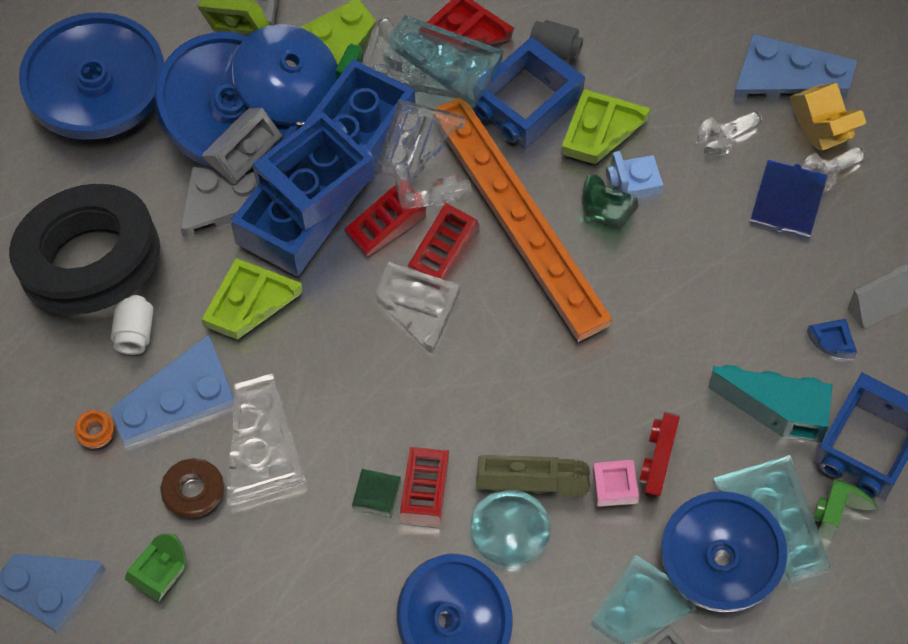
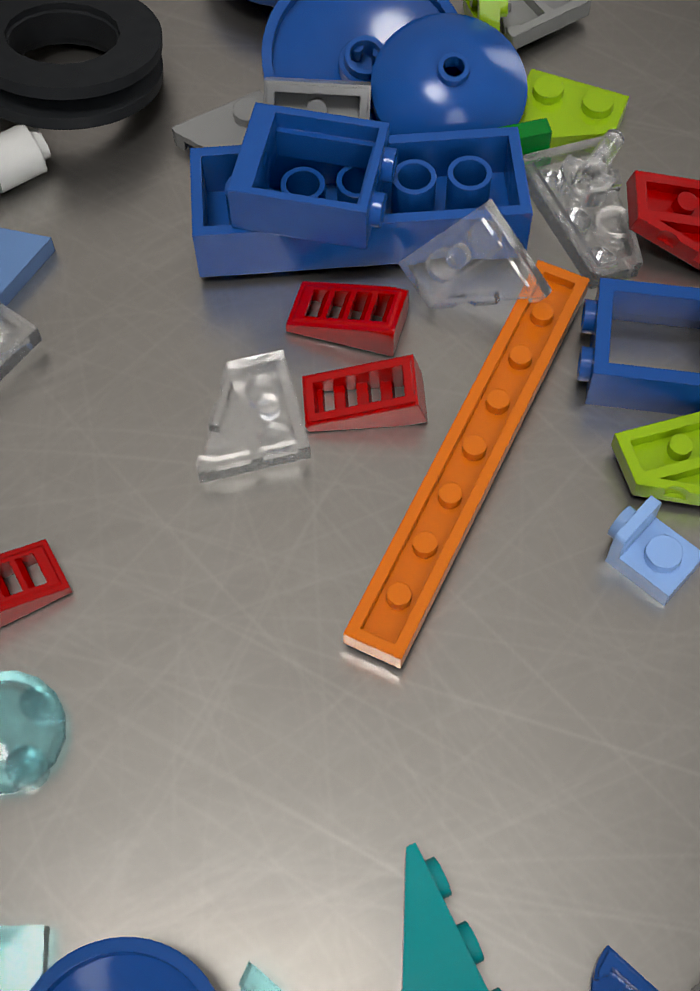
camera: 55 degrees right, 0 degrees up
(248, 298) = (125, 245): lime wing -> none
(442, 191) = (415, 334): clear plate -> none
(447, 57) = (613, 220): clear light blue wing -> none
(533, 475) = (91, 709): olive hinge -> none
(605, 204) = (576, 541): clear green plate -> none
(615, 483) = (141, 825): bright pink tile -> none
(655, 469) = (234, 857): red wing -> none

